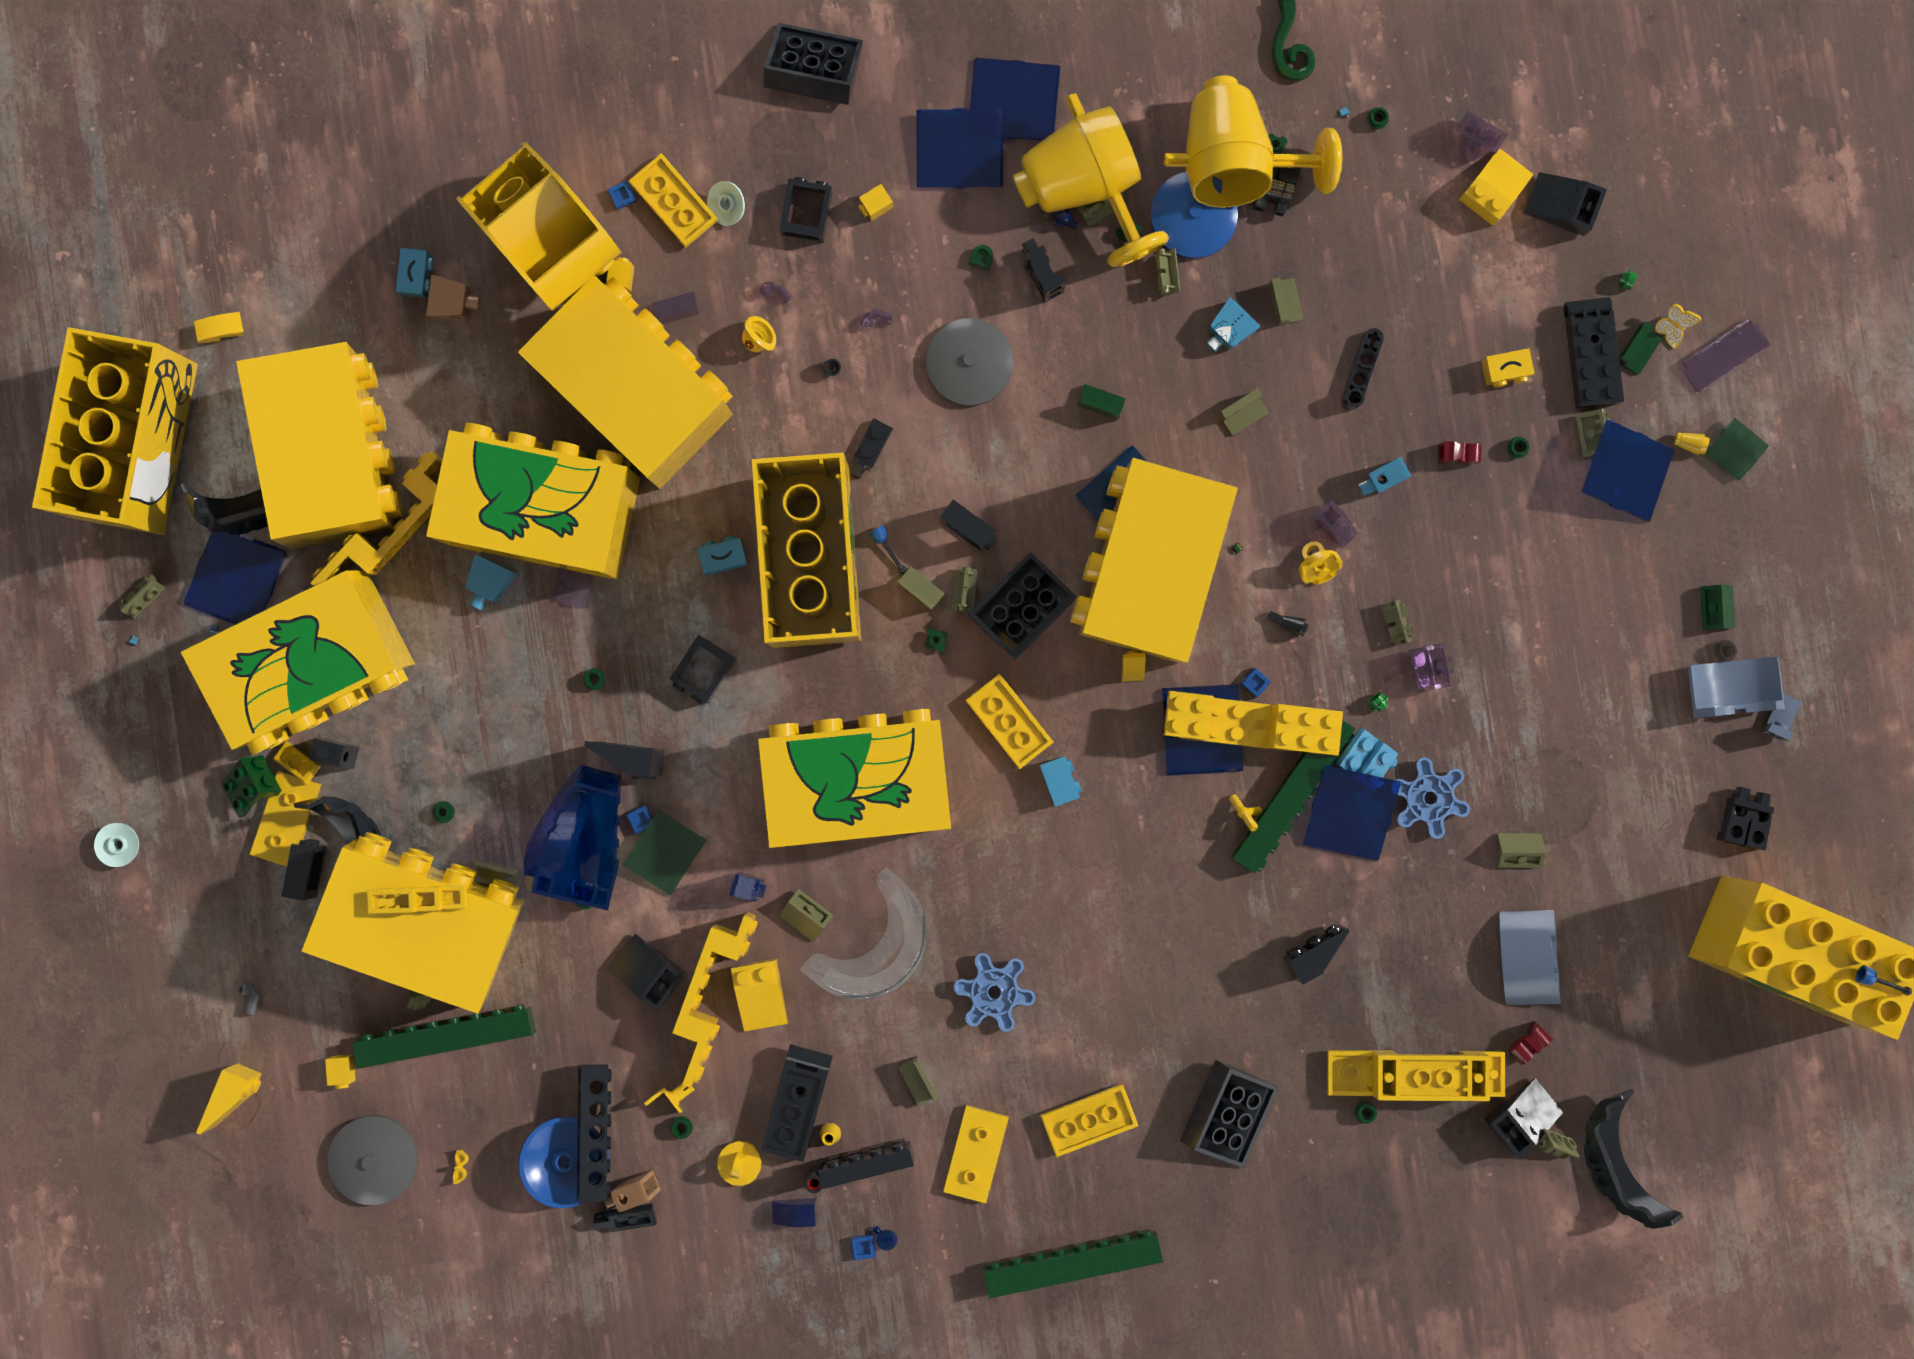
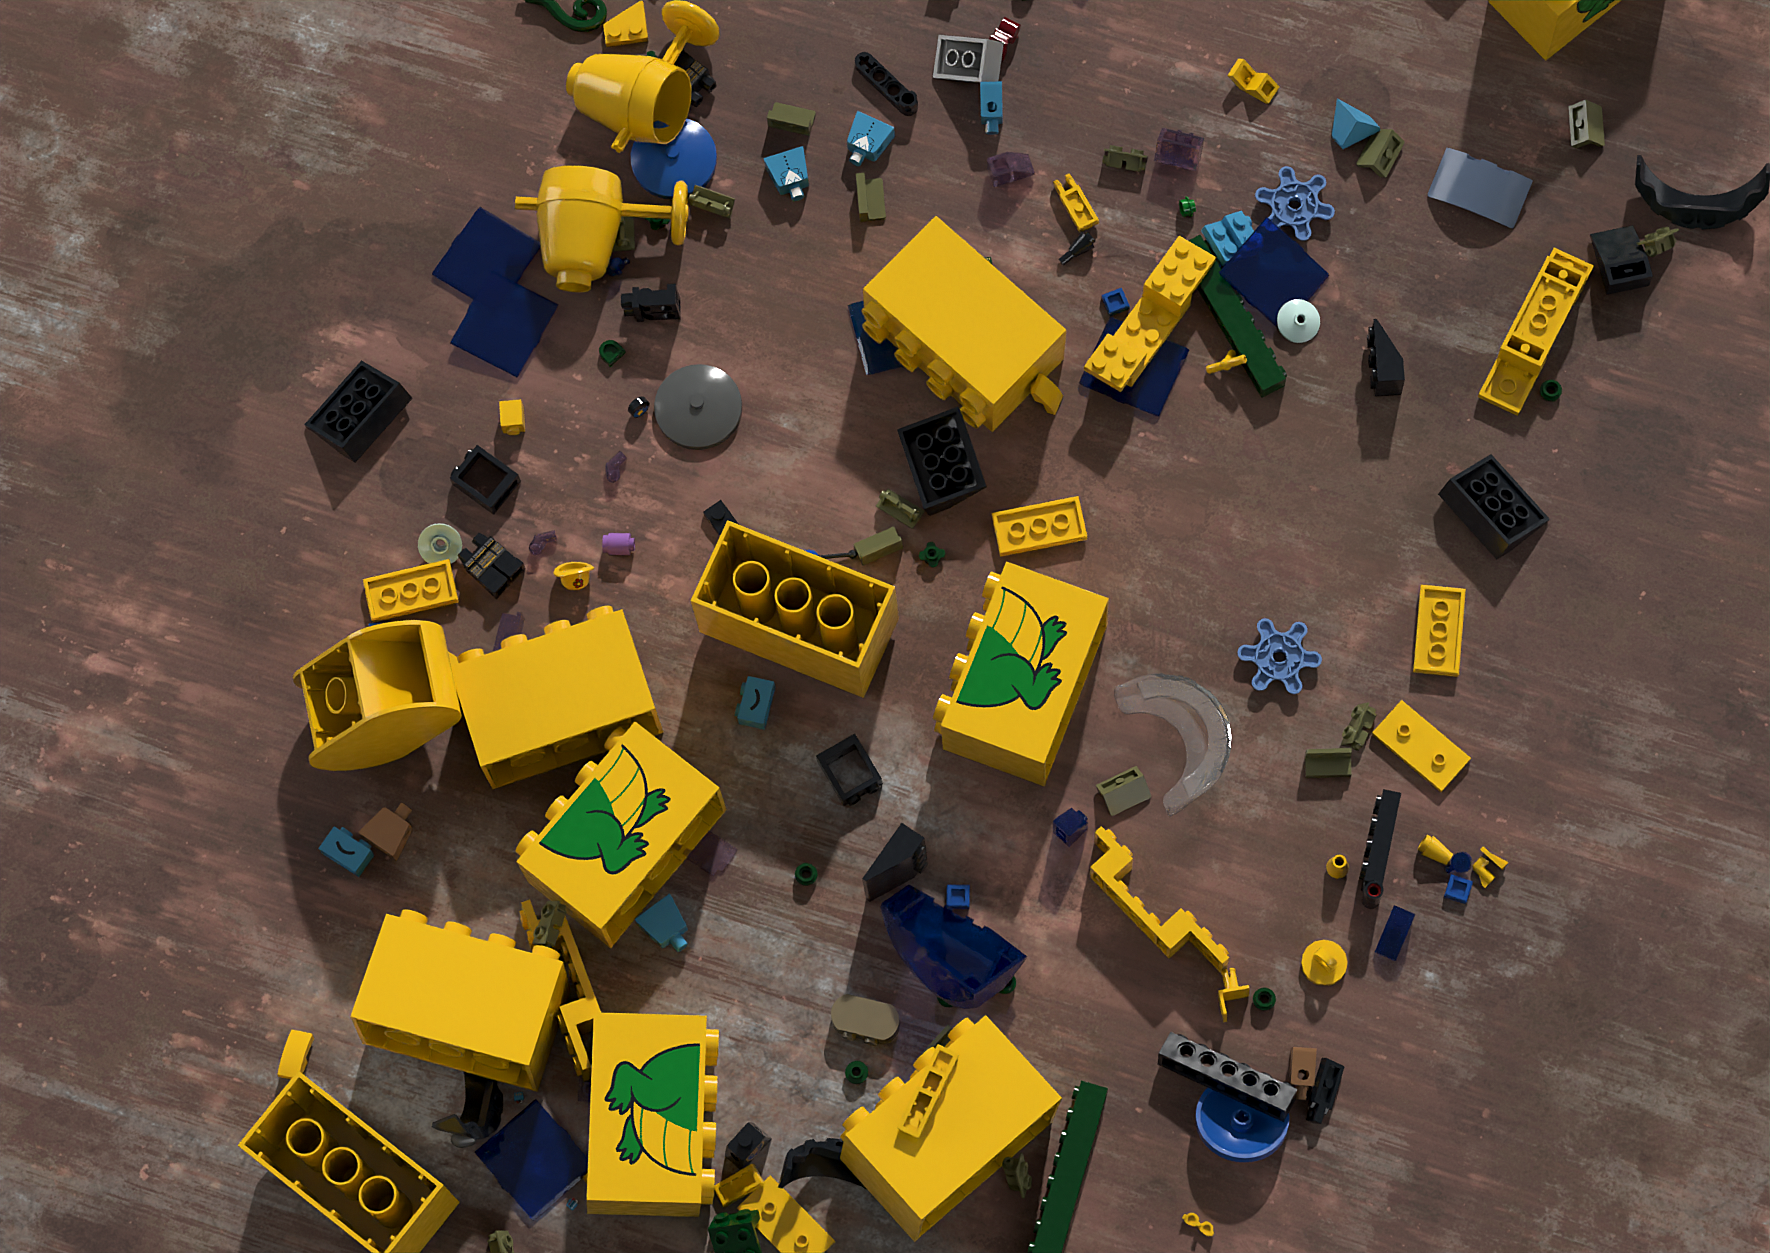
camera: 50 degrees left, 15 degrees down
(304, 870) = (843, 1223): black window -> none
(411, 487) = (552, 914): none -> olive hinge
(491, 796) = (865, 1019): none -> dark tan brick
(647, 972) = (1102, 956): black slope -> none
(664, 852) = (999, 889): clear green piece -> none
(733, 253) = (486, 560): none -> black hips
(759, 994) = (1175, 866): yellow slope -> none
(796, 1112) = (1302, 888): black hinge -> none
(806, 359) = (618, 544): none -> medium lavender brick
(834, 363) = (634, 523): black hinge -> none
(886, 1211) = (1434, 849): none -> yellow cone
(887, 1263) = (1479, 867): none -> yellow piece
(941, 309) = (638, 406): none -> black tile
(956, 1090) = (1362, 716): none -> olive hinge
(968, 526) = (845, 473): black window -> none
(1060, 781) = (1116, 507): dark azure brick -> none
(1072, 1264) = (1565, 707): dark green brick -> none
(1101, 402) = (795, 312): dark green panel -> none
(1299, 380) = (868, 138): none -> dark azure torso
(1300, 105) = (627, 27): none -> yellow wing
(1319, 566) = (1040, 197): yellow tile -> none
(1319, 845) = (1291, 328): none -> light aqua dish
(1330, 601) = (1076, 204): none -> yellow hinge
(1420, 433) = (968, 59): none -> light grey slope
(1526, 1046) = (1558, 228): dark red leg -> none
(1531, 704) = (1255, 84): none -> yellow slope
(1533, 812) = (1351, 125): none -> dark azure slope
(1641, 1024) = (1586, 124): none -> olive panel

